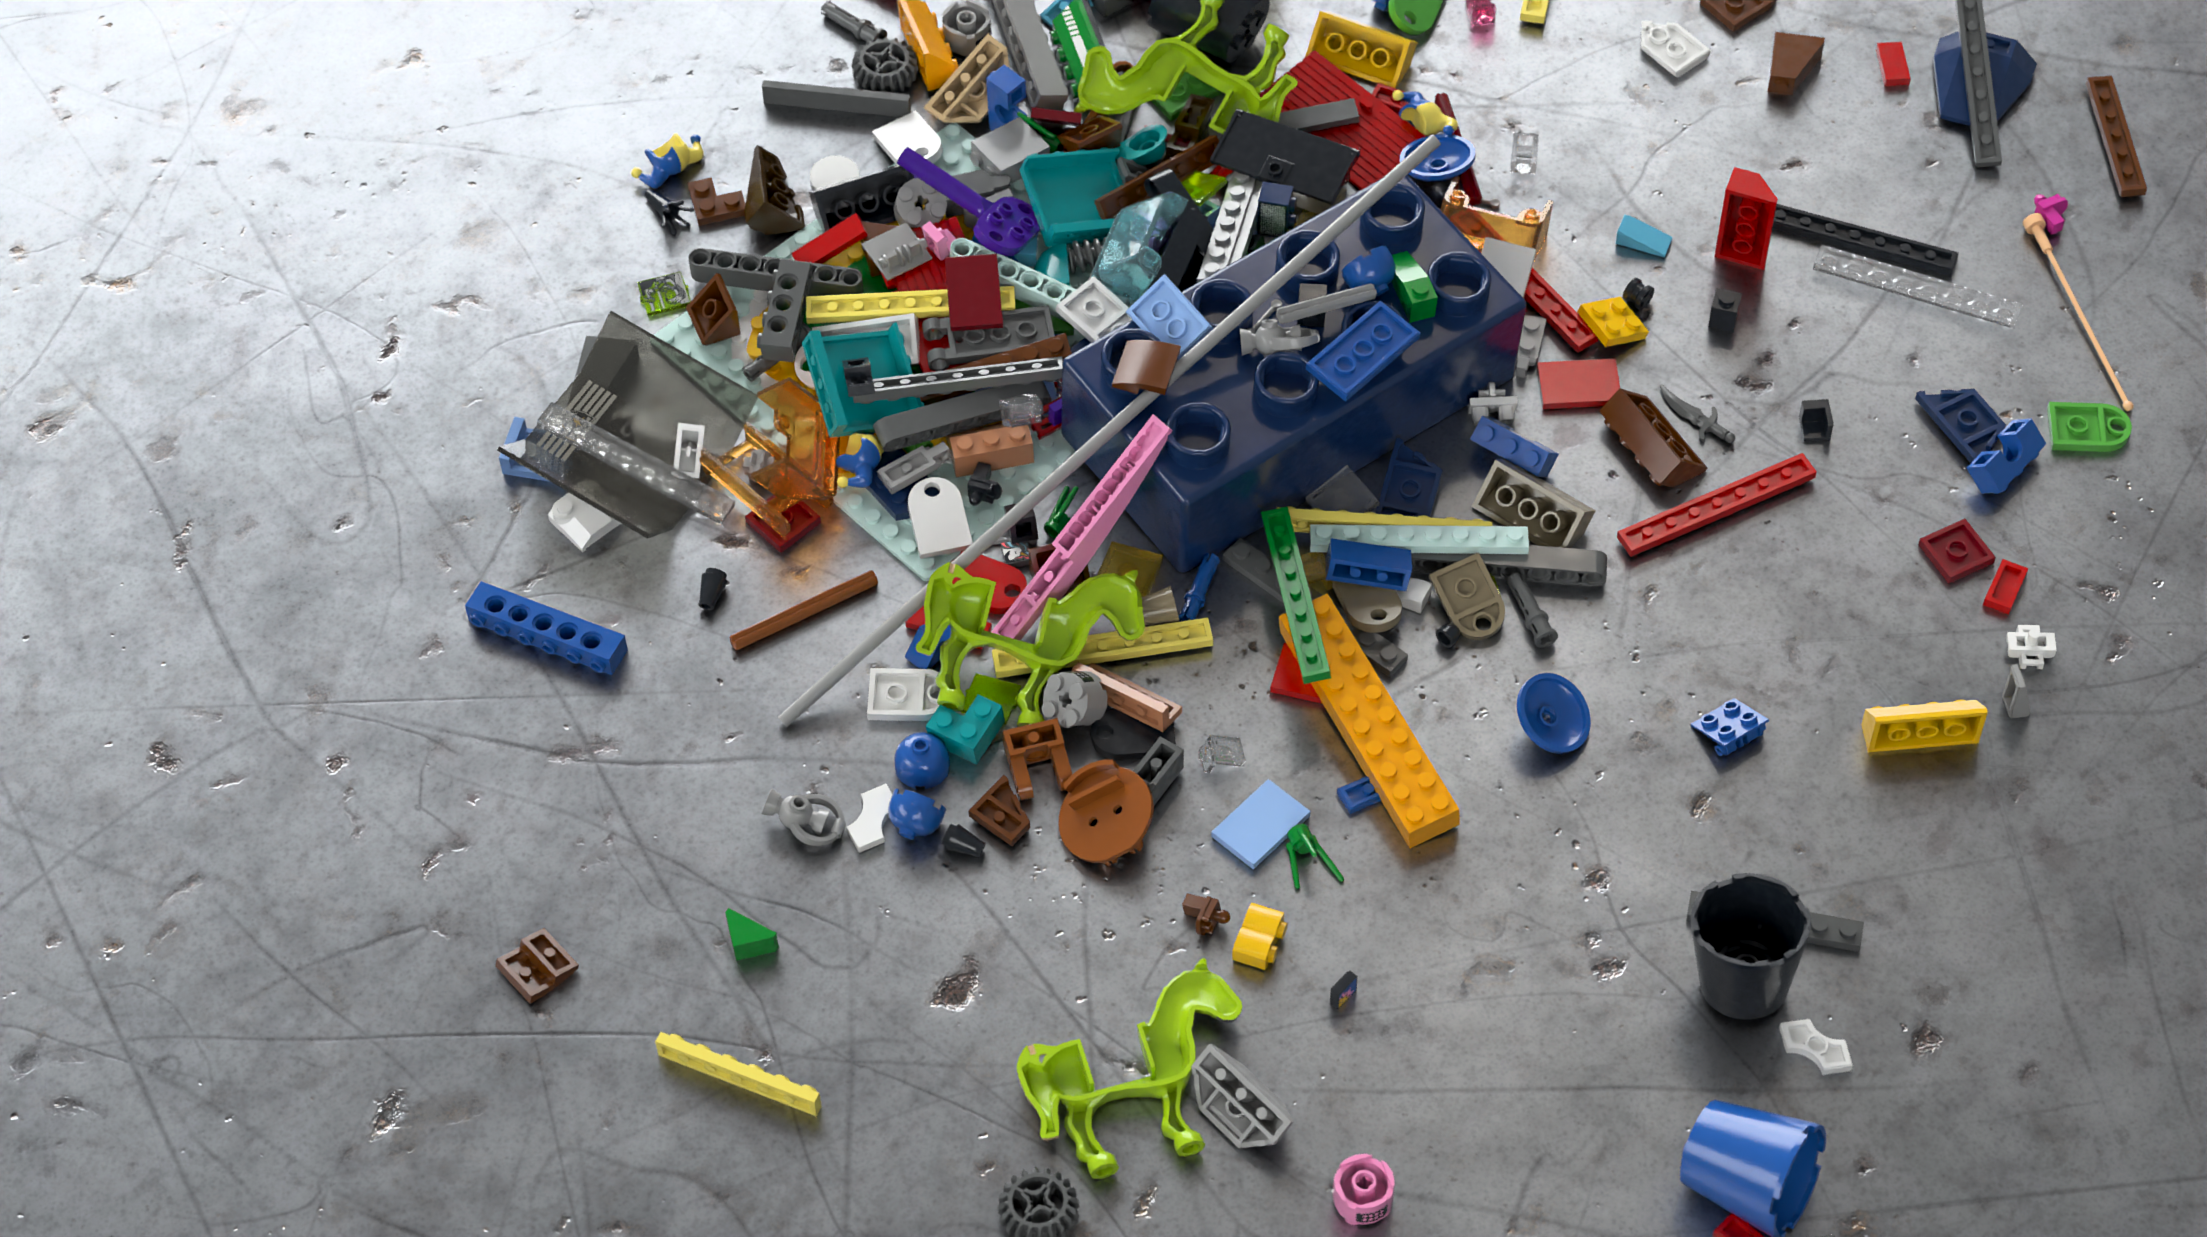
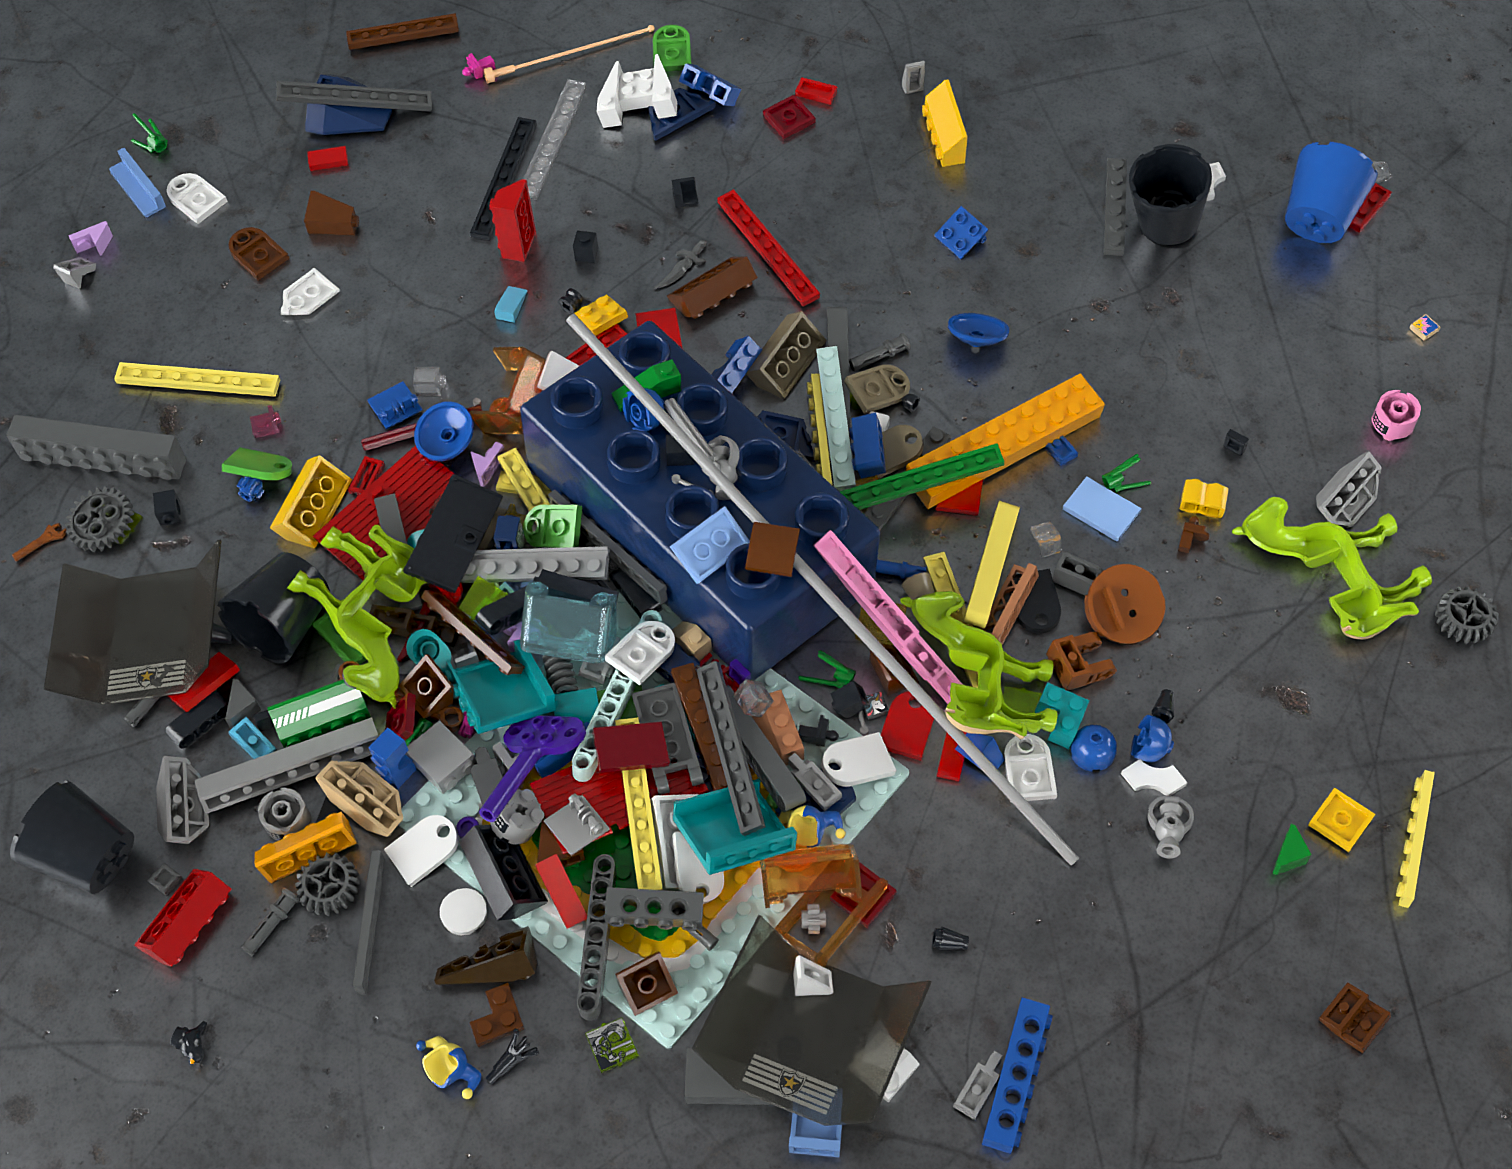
camera: 95 degrees left, 5 degrees up
(538, 589) = (979, 1086): none -> light grey hinge
(636, 463) = (831, 1023): clear plate -> none
(779, 1000) = (1341, 819): none -> yellow plate
(803, 610) = (958, 862): dark orange axle -> none
(858, 377) = (741, 824): black slope -> none
(938, 240) = (568, 785): bright pink bracket -> none
(1001, 812) = (1131, 683): reddish brown wing -> none
(1074, 698) = (1027, 634): light grey brick -> none
(1186, 683) = (991, 565): none -> light yellow beam
(1362, 351) = (731, 406): blue tile -> none
(1424, 114) = (392, 446): light yellow piece -> none
(1494, 124) = (394, 405): none -> blue hinge
(1996, 375) = (635, 91): none -> white wedge
(2033, 645) = (868, 71): white piece -> none

